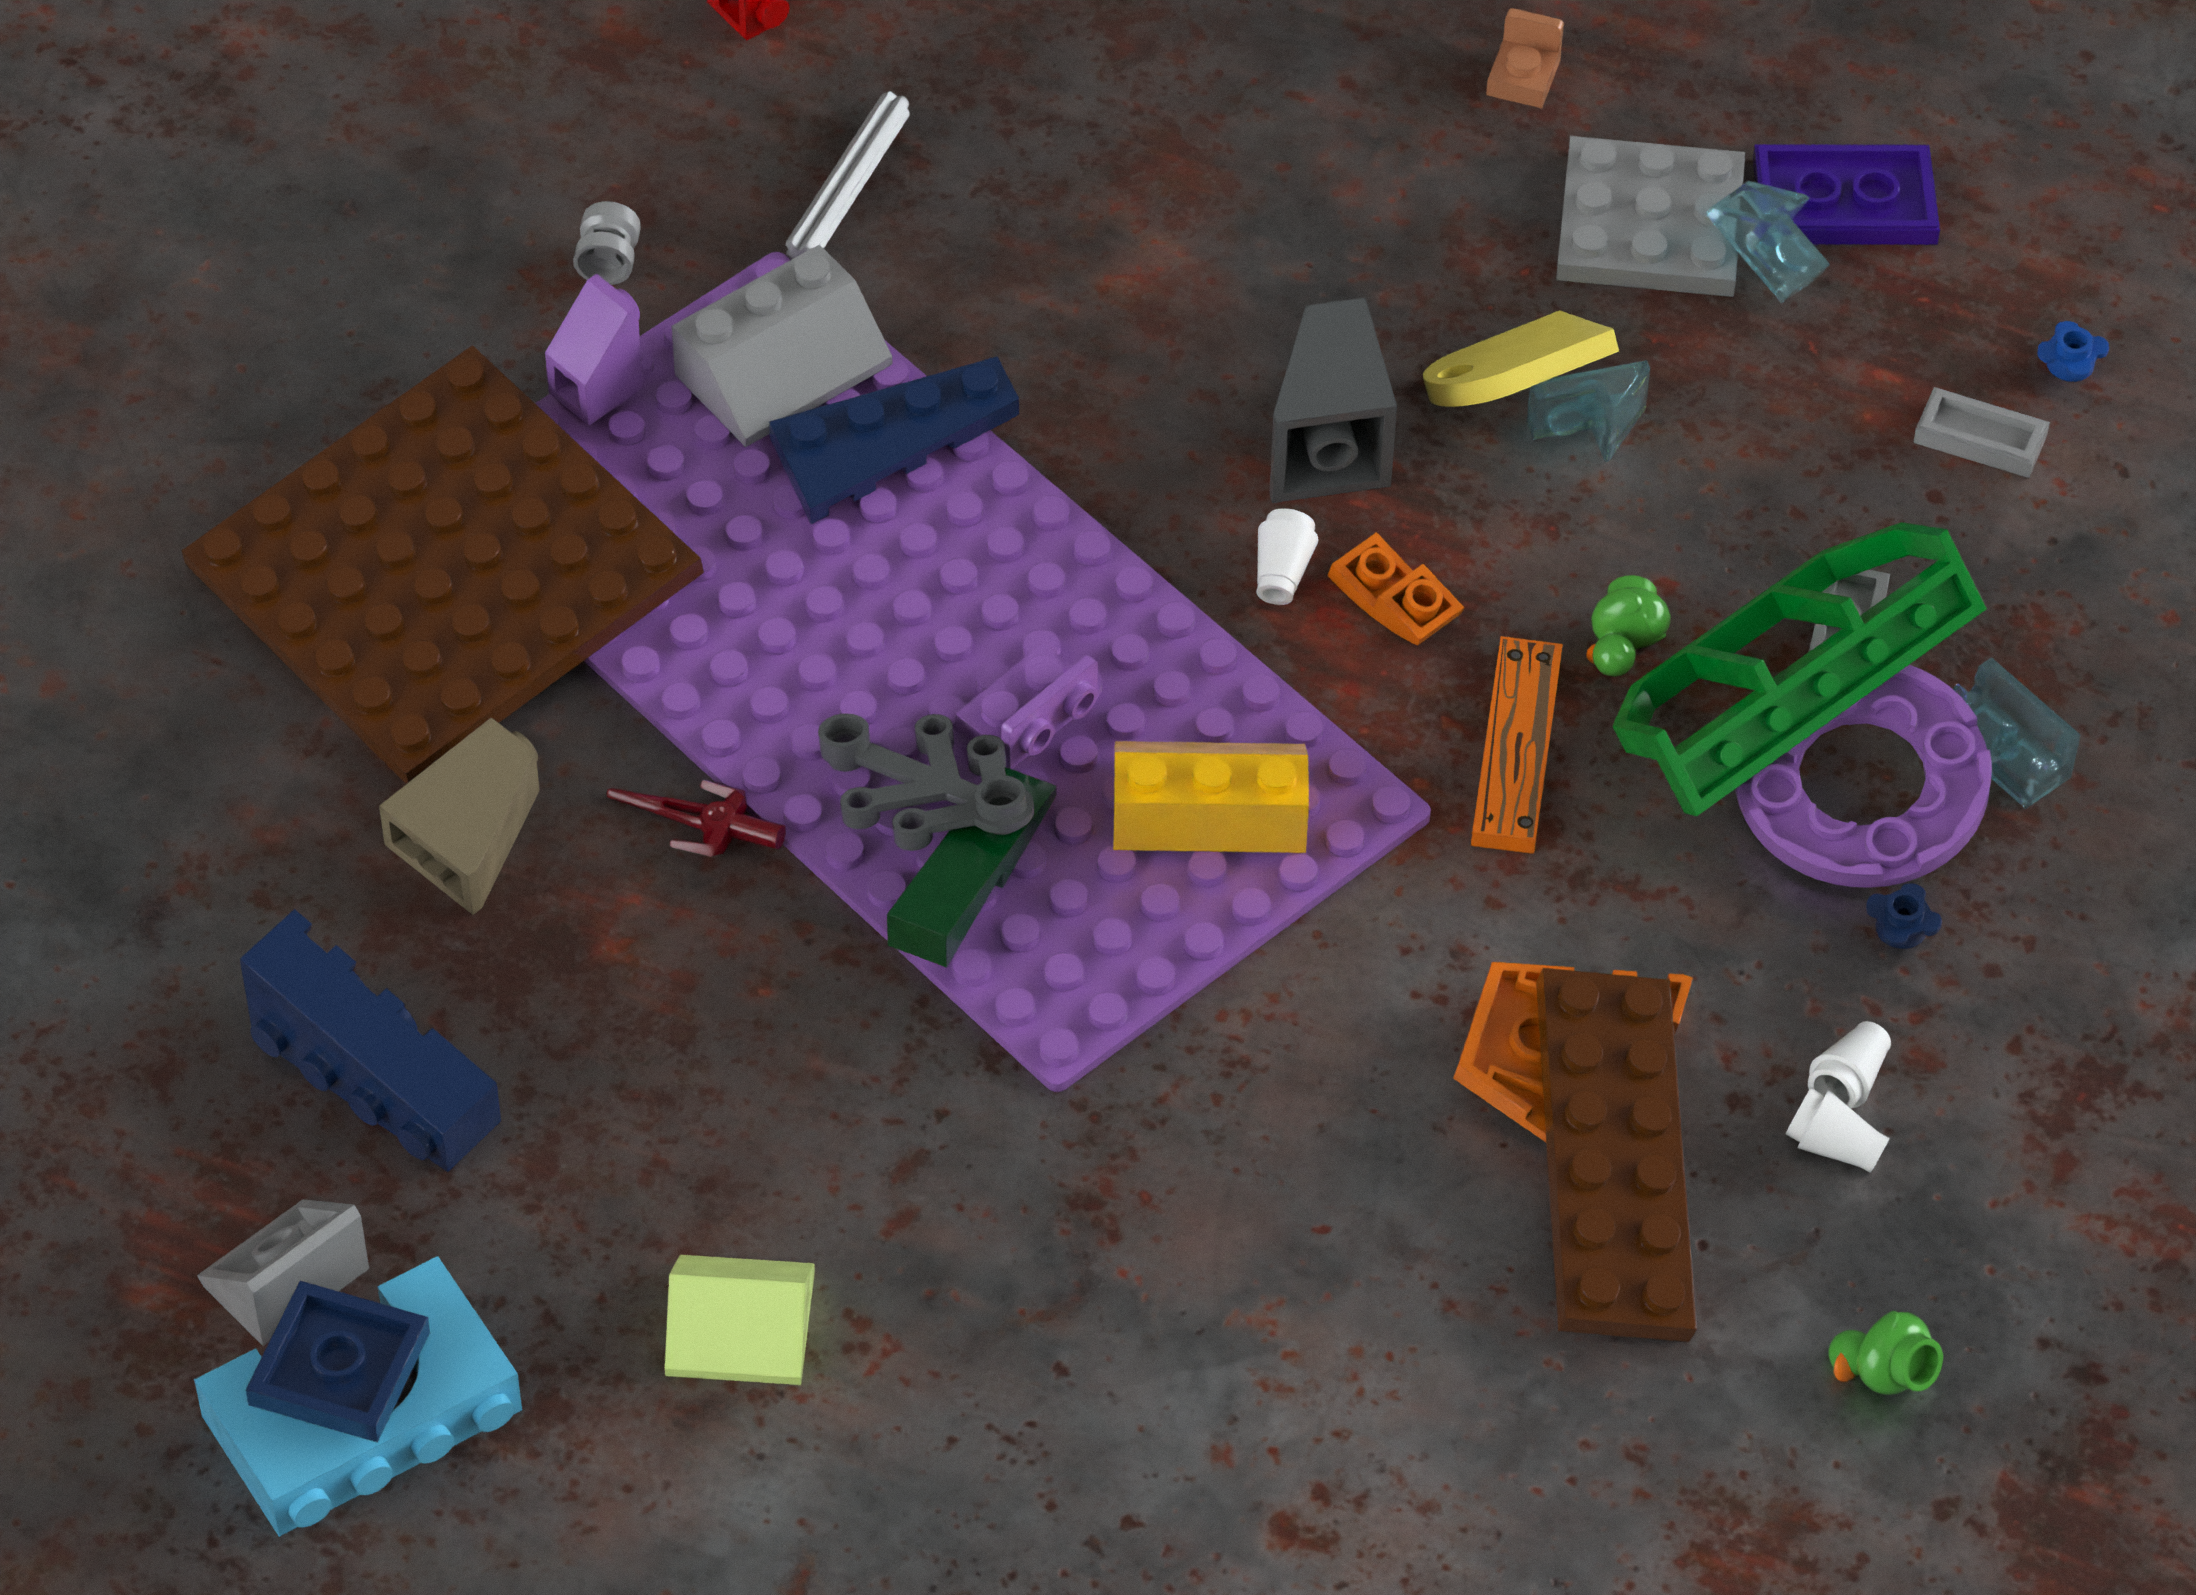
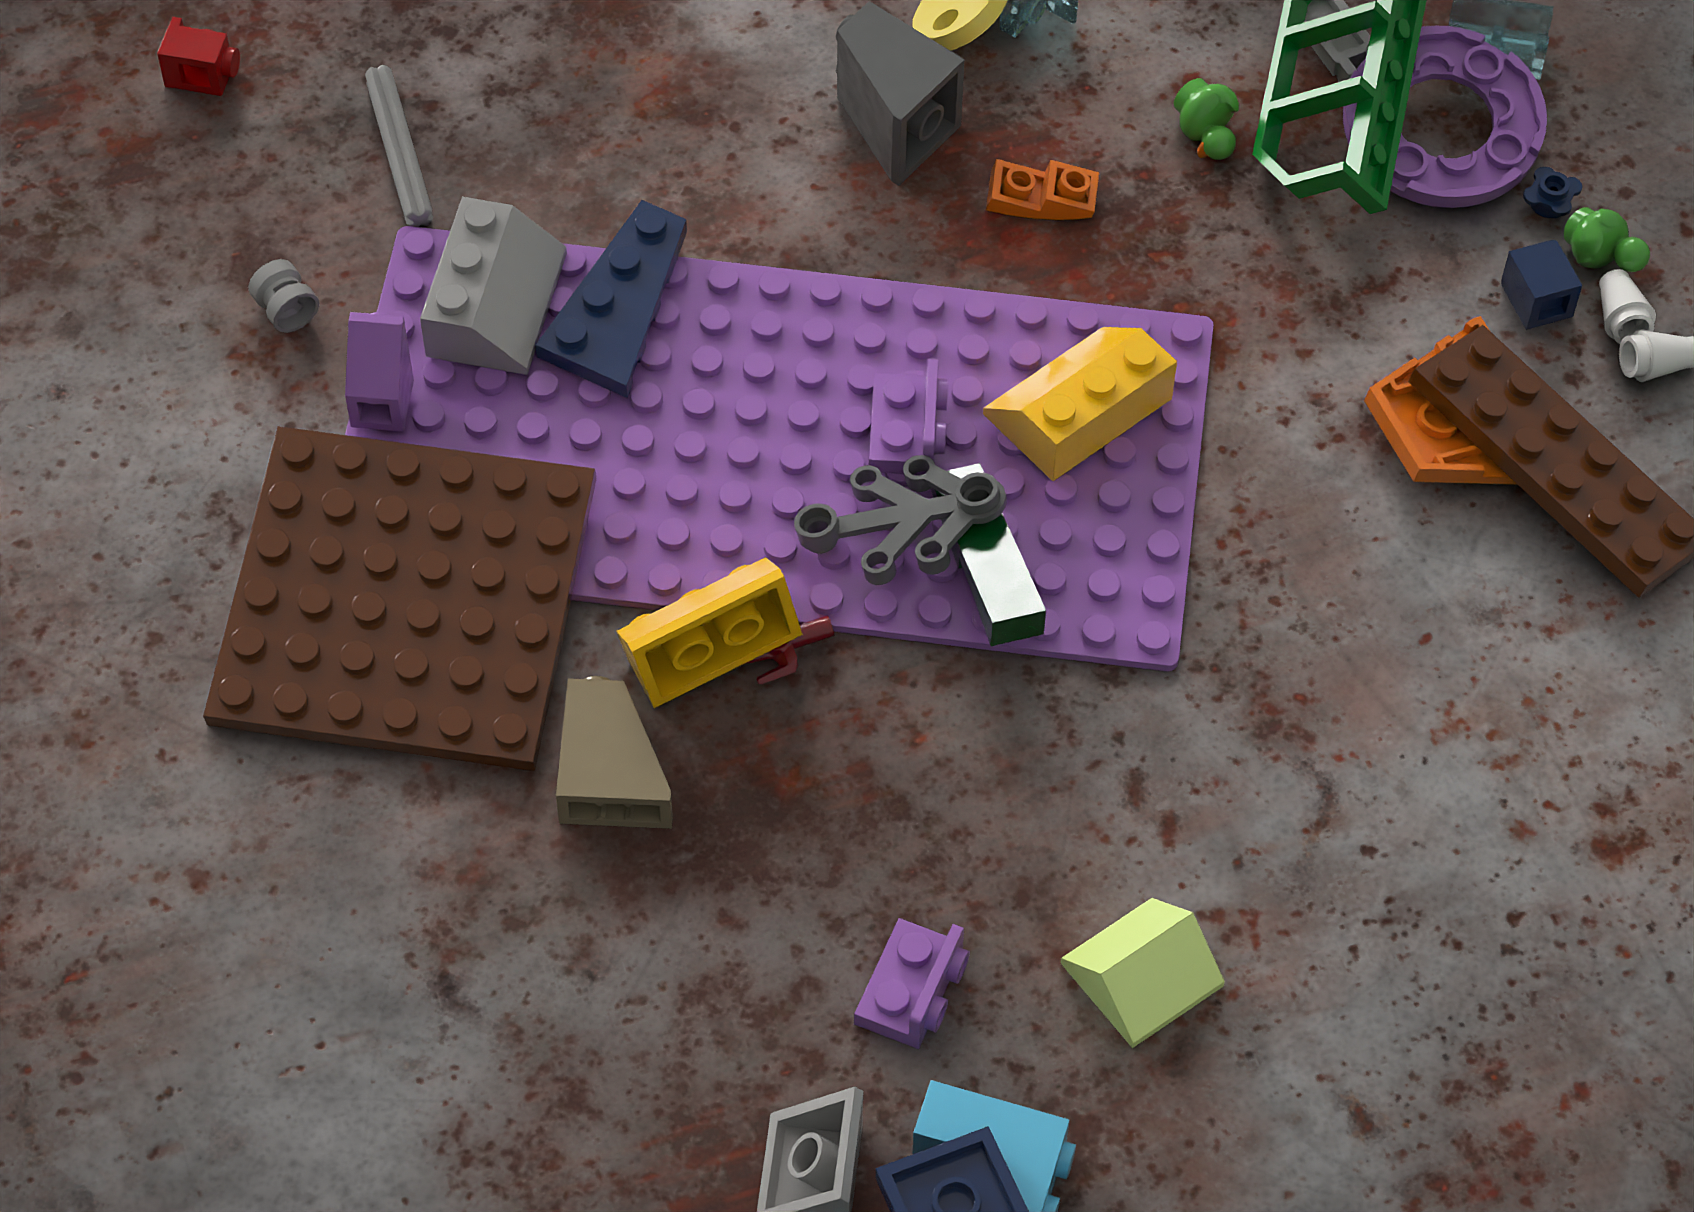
camera: 40 degrees left, 5 degrees up
(364, 1046) = (720, 973): dark blue wedge -> none
(529, 1180) = (910, 982): none -> medium lavender bracket
(651, 763) = (710, 631): none -> yellow slope
(1283, 554) = (952, 212): white cone -> none
(1517, 745) = (1218, 241): orange tile -> none
(1784, 988) = (1541, 284): none -> dark blue panel
(1896, 989) = (1602, 238): none -> bright green animal

